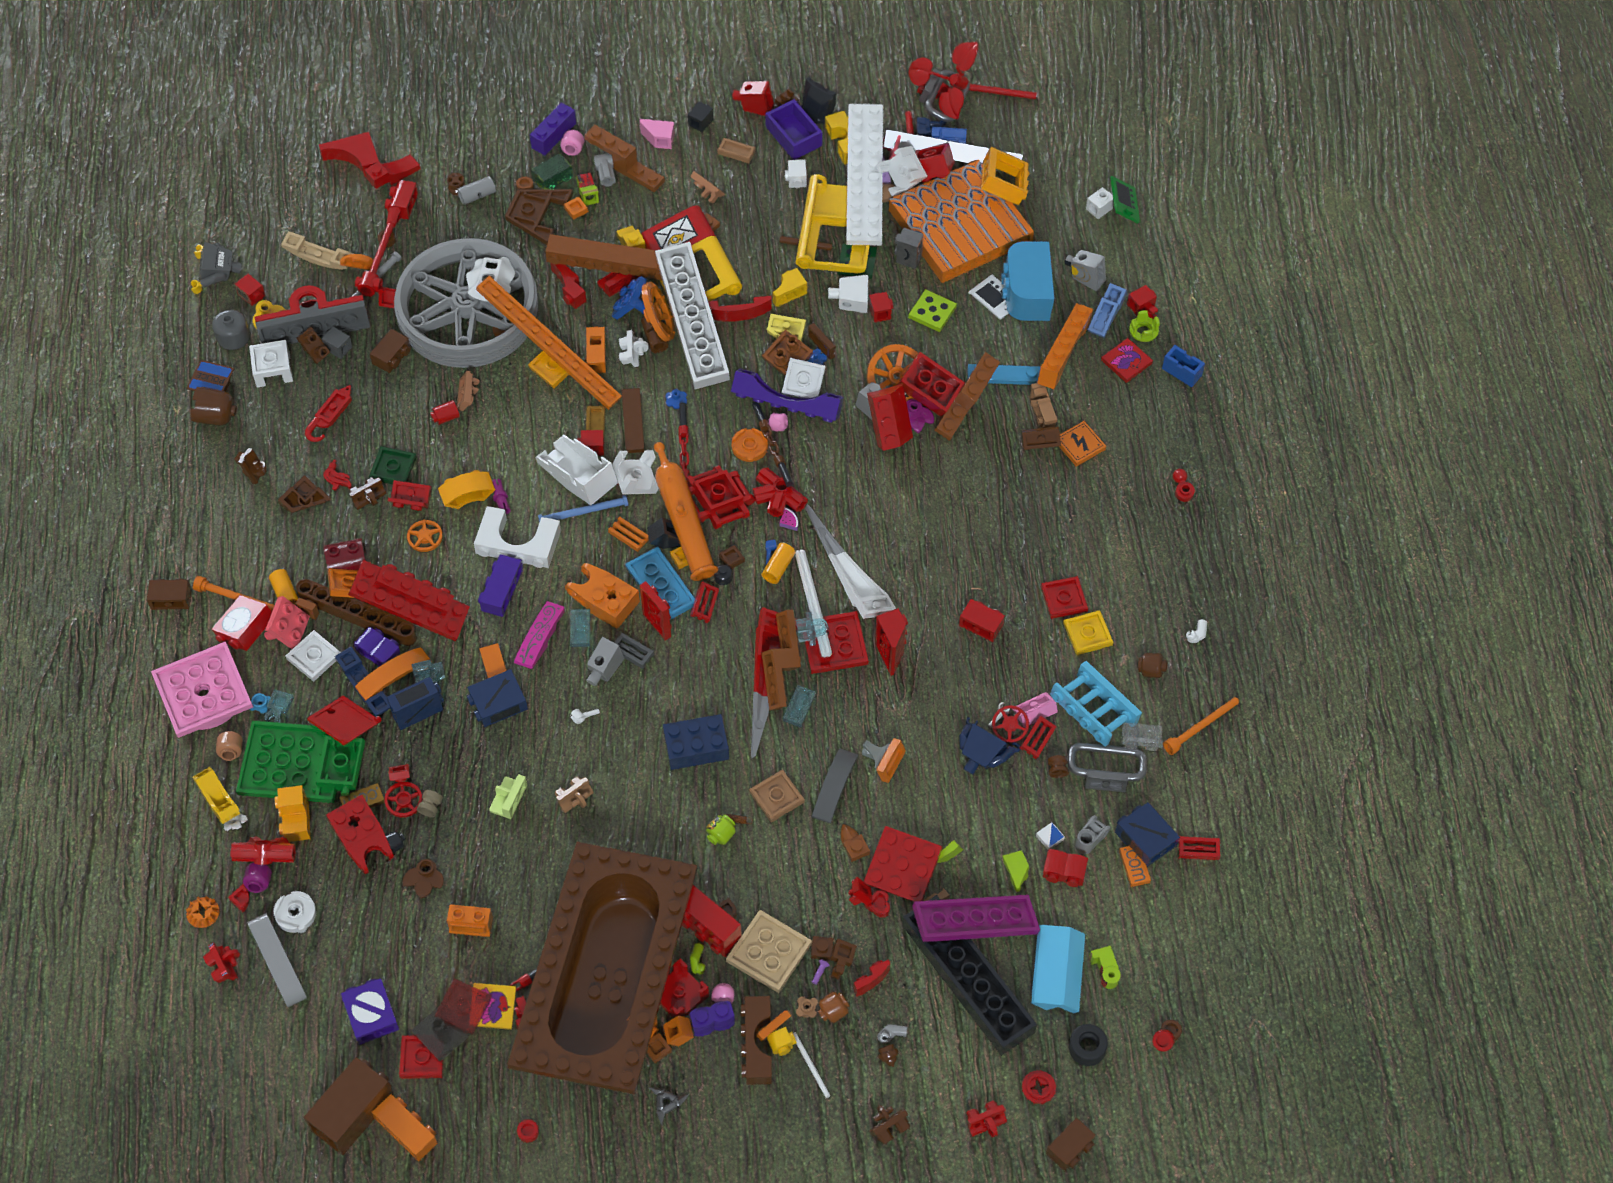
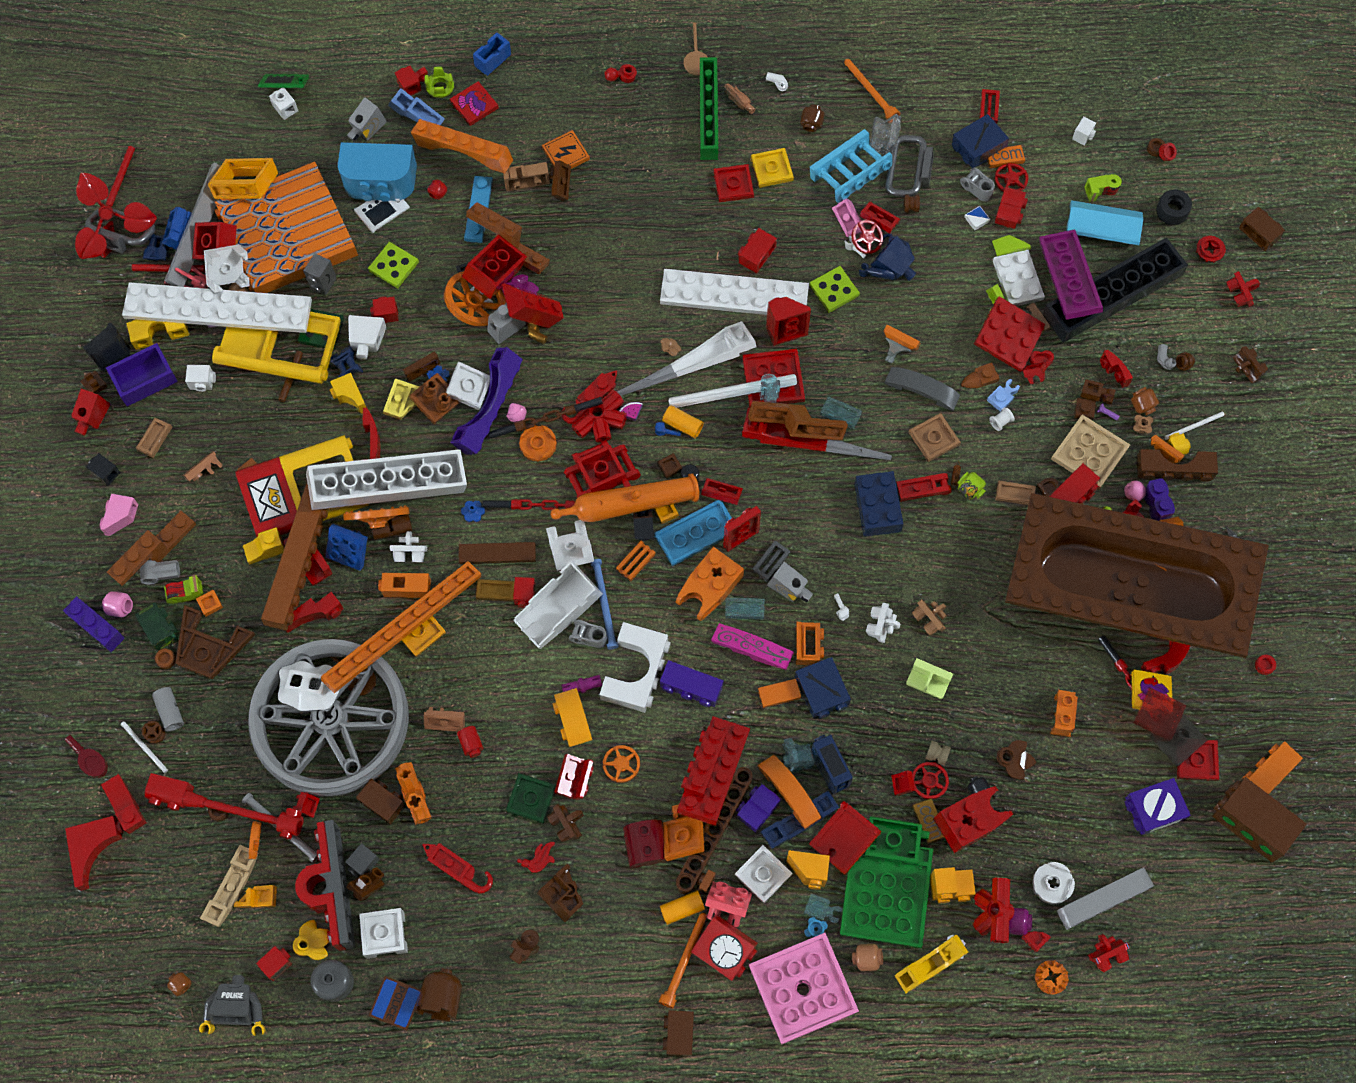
camera: 85 degrees left, 10 degrees up
(236, 227) = (179, 983): none -> dark orange piece
(309, 273) = (258, 897): none -> light orange slope
(313, 687) = (810, 868): none -> light orange slope
(396, 373) = (413, 793): none -> orange piece
(431, 144) = (89, 760): none -> dark red piece
(440, 184) = (144, 747): none -> white axle
(538, 692) = (802, 658): none -> orange window
(550, 498) = (585, 632): none -> light grey piece
(565, 750) = (885, 624): none -> white hips
(718, 785) = (923, 487): none -> red plate
(718, 877) = (1014, 492): none -> medium nougat tile
(803, 862) = (1001, 419): none -> white bush
(811, 490) = (598, 388): none -> red plate
(824, 279) = (343, 357): none -> dark blue piece
(831, 863) = (1003, 396): none -> light blue plate
(862, 548) = (670, 346): none -> medium nougat plant
(867, 433) = (534, 333): none -> pearl gold arm
(931, 605) = (726, 291): none -> white plate
(945, 697) = (834, 289): none -> lime tile
(979, 878) = (1018, 278): none -> white plate
(1019, 336) = (437, 189): none -> red piece
(1107, 872) = (1011, 178): none -> red wheel
(1147, 563) = (708, 109): none -> green brick
(1168, 597) = (739, 98): none -> nougat piece
(1177, 947) = (1084, 131): none -> white plate
(1212, 555) = (692, 60): none -> medium nougat piece

